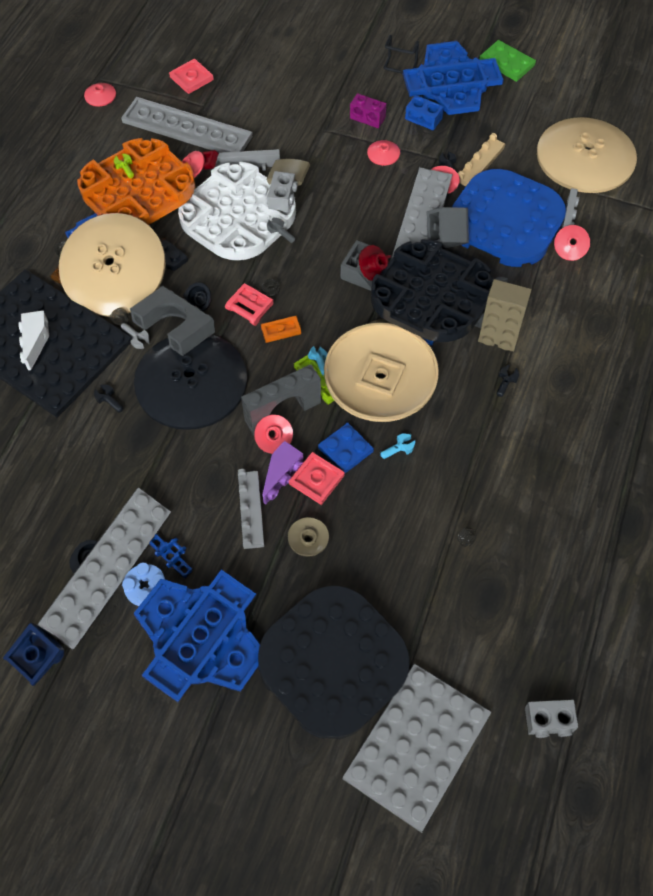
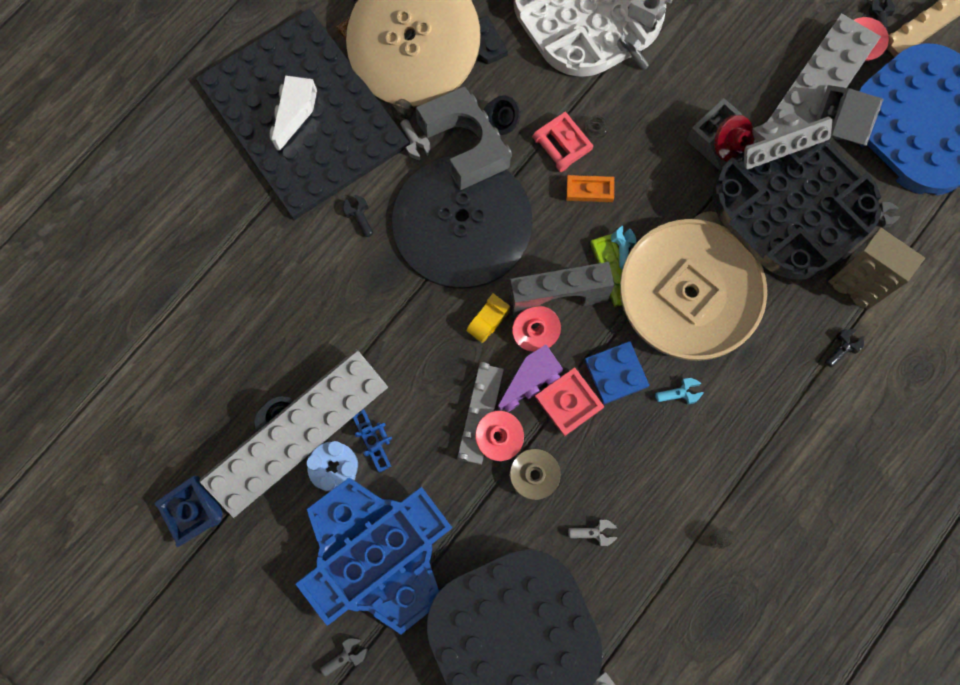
camera: 20 degrees right, 15 degrees up
(201, 725) = (344, 657): none -> dark grey bar
(234, 438) = (488, 318): none -> yellow leg
(274, 511) = (509, 430): none -> coral dish
(374, 557) = (594, 533): none -> light grey bar
(408, 250) = (785, 137): none -> light grey bracket

